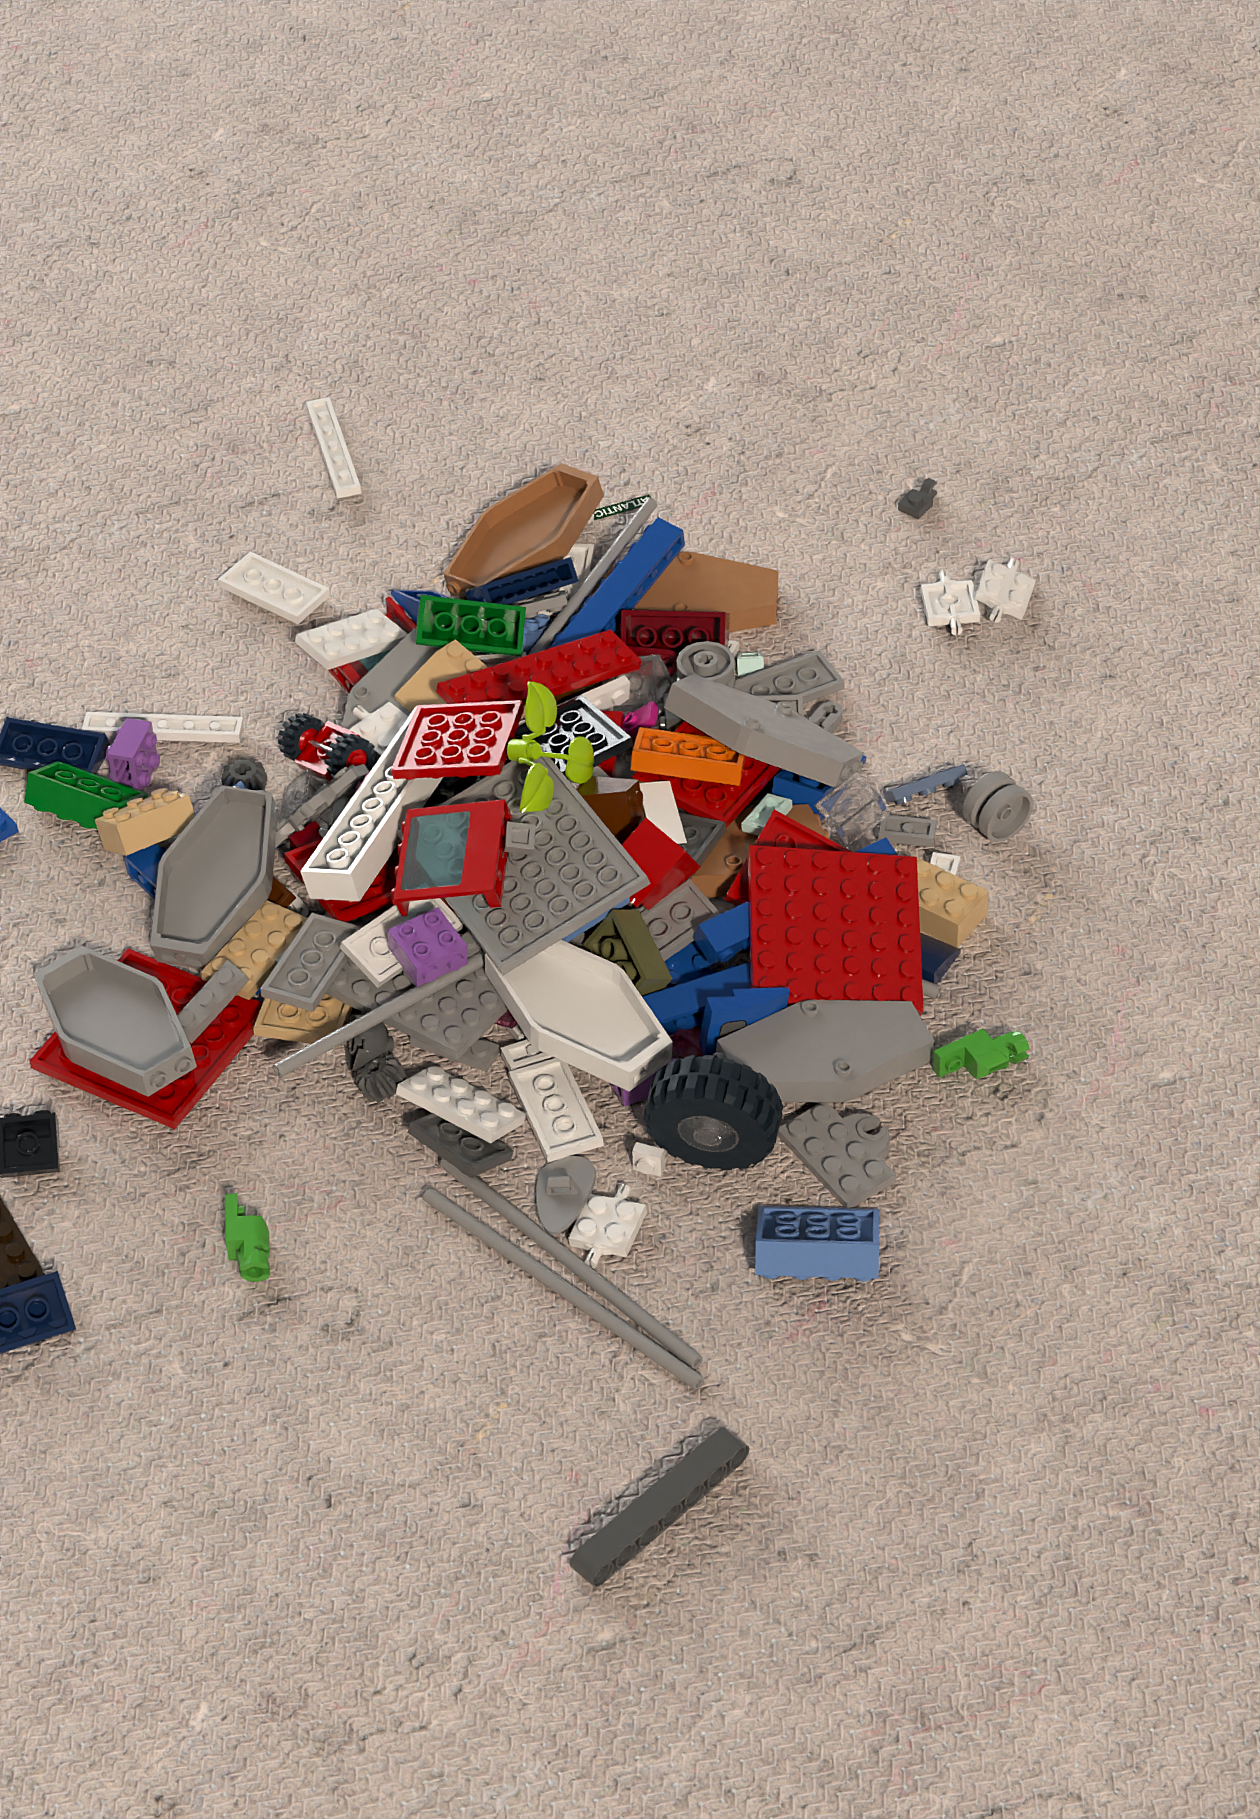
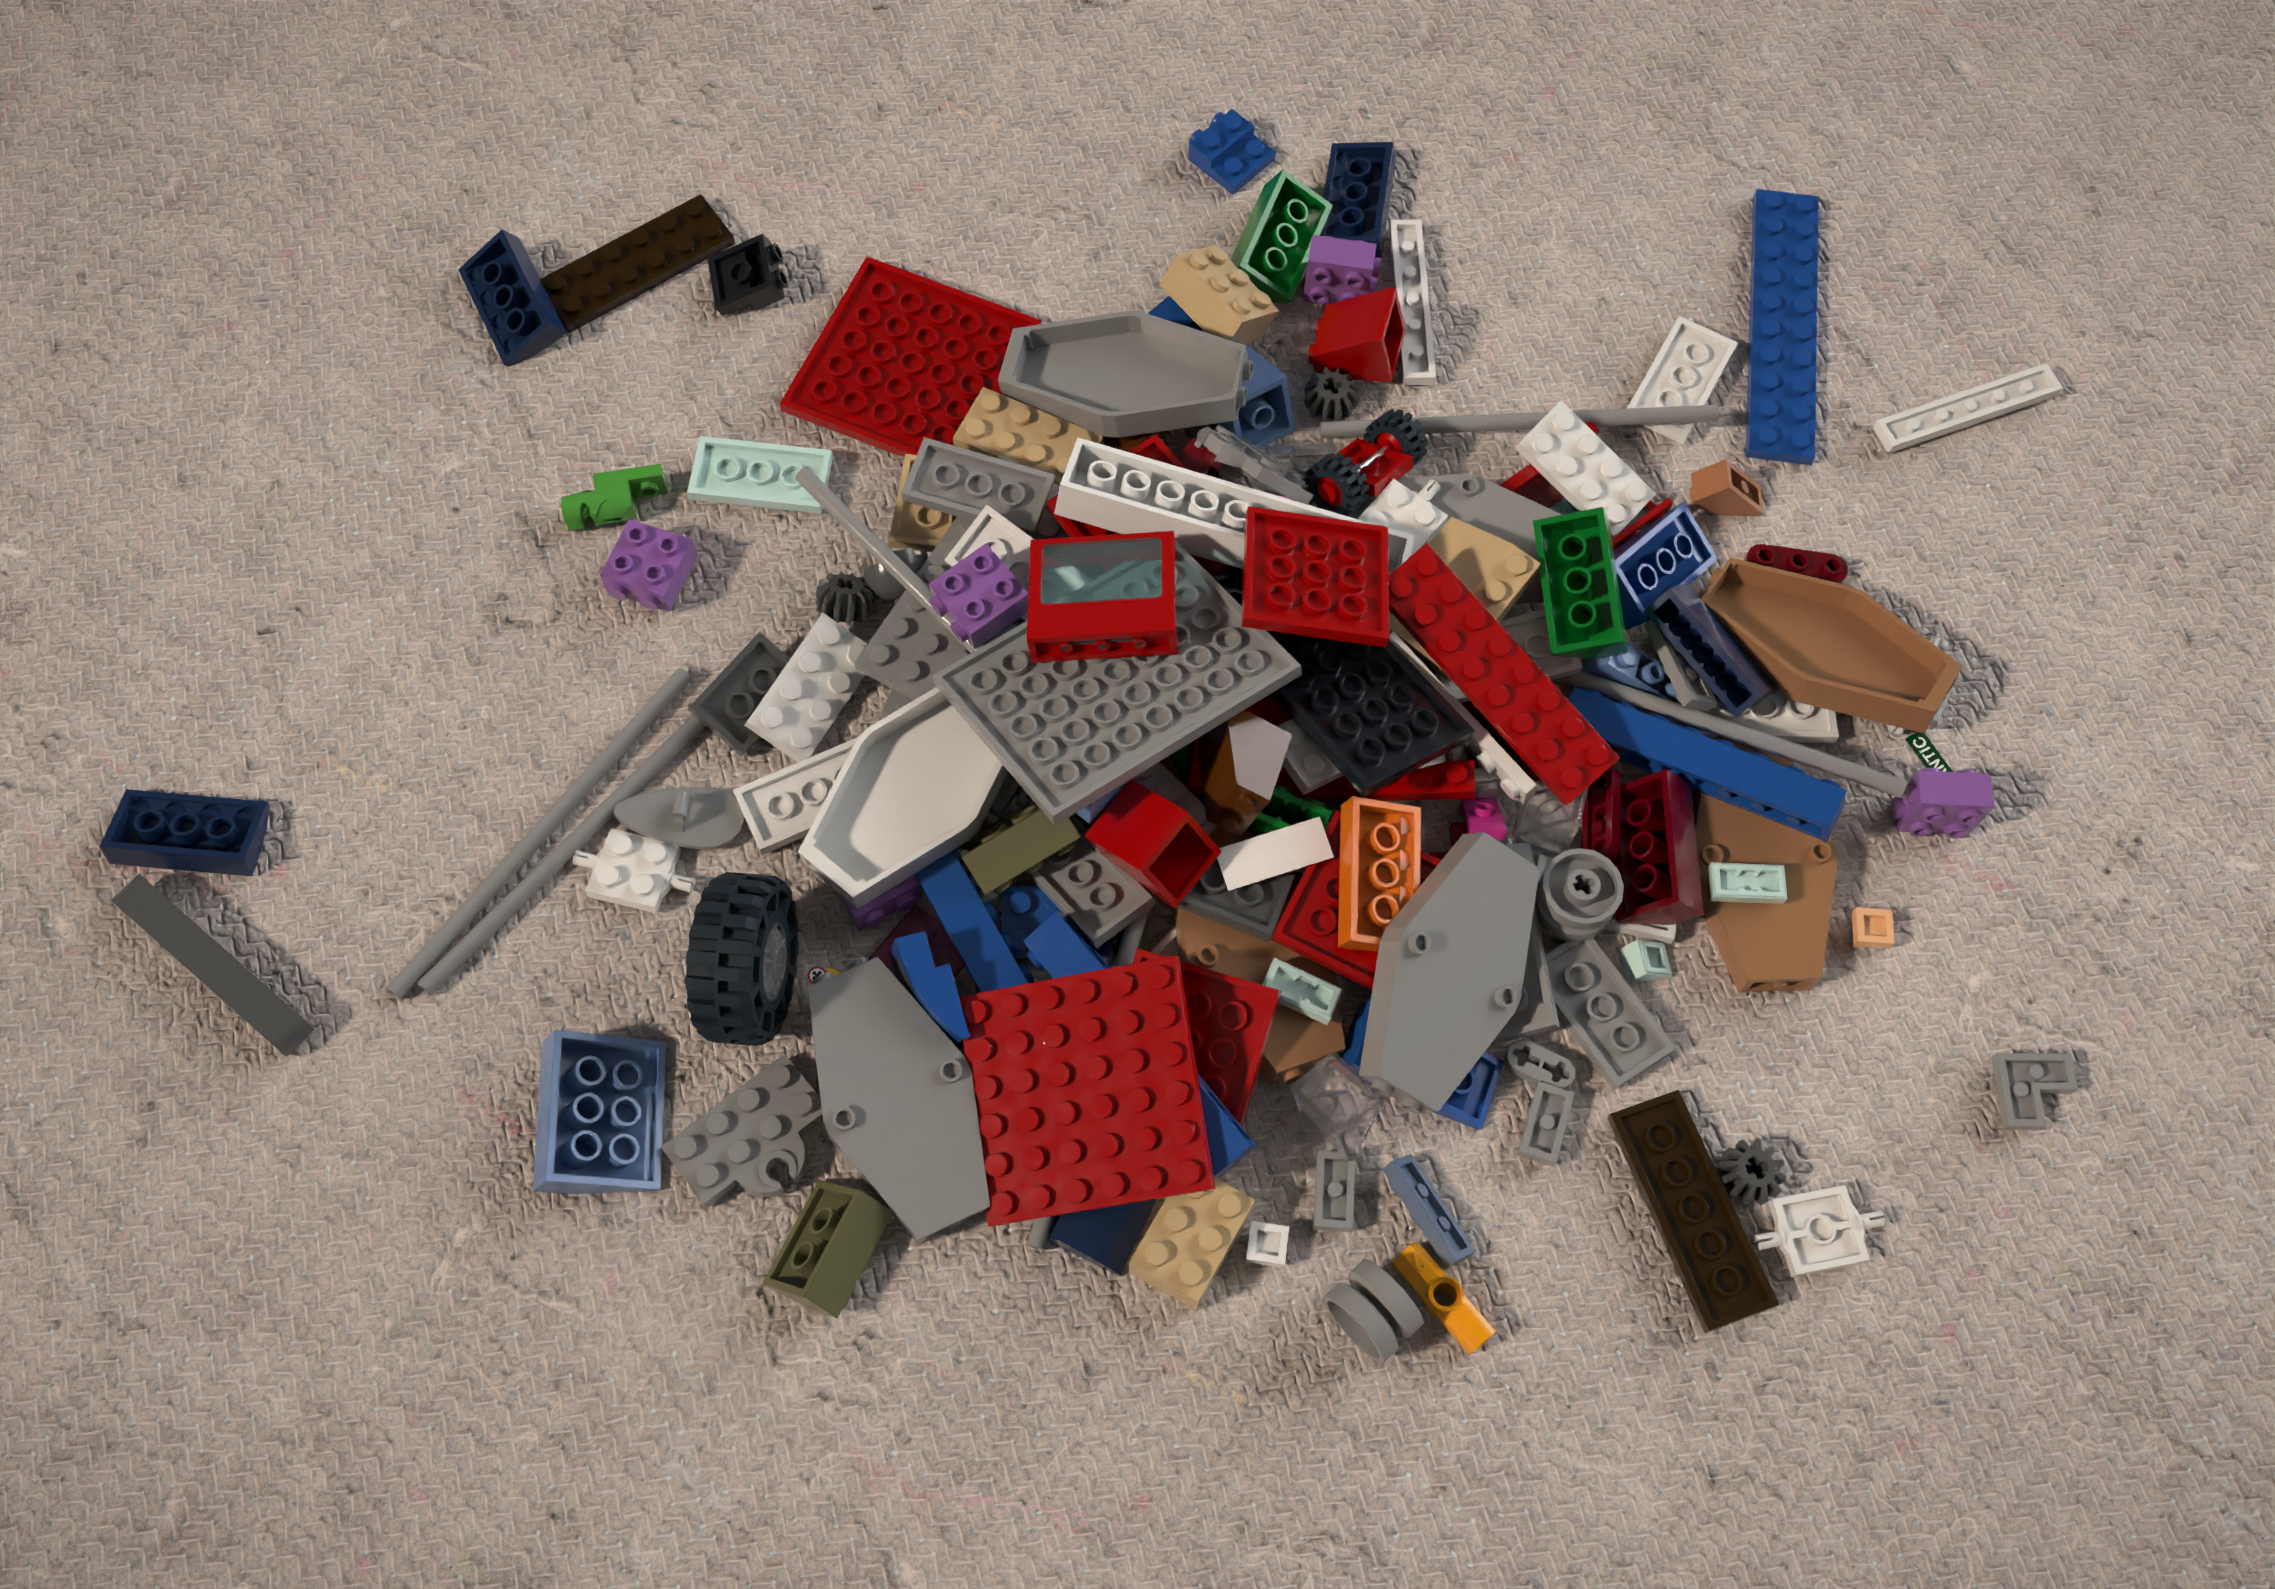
camera: 80 degrees right, 20 degrees up
(115, 1020) = (903, 316): light grey container -> none
(201, 747) = (1360, 336): none -> red slope
(211, 1000) = (938, 403): light grey plate -> none
(233, 531) = (1783, 328): none -> blue plate
(241, 1140) = (756, 474): none -> light aqua plate
(294, 675) = (1526, 421): none -> light grey piece
(323, 1208) = (648, 566): none -> medium lavender brick
(380, 575) = (1726, 491): none -> nougat slope
(445, 549) = (1813, 563): none -> dark red plate
(519, 838) = (1124, 661): light grey plate -> none
(530, 1537) = (186, 832): none -> dark blue slope
(538, 787) = (1284, 634): lime plant -> none
(657, 484) = (1943, 803): none -> medium lavender brick
(707, 591) = (1747, 883): none -> light aqua plate
(739, 549) = (1872, 927): none -> light nougat plate
(854, 499) = (2022, 1080): none -> light grey plate
(866, 721) = (1545, 1123): none -> light grey plate
(909, 626) = (1756, 1160): none -> dark grey gear
(918, 502) = (2042, 1174): dark grey plate -> none
(931, 659) = (1692, 1211): none -> dark brown plate
(932, 1104) = (828, 1248): none -> olive slope
(981, 1053) = (914, 1311): bright green plate -> none
(1004, 589) = (1861, 1311): white plate -> none
(1012, 766) = (1461, 1317): none -> light orange piece

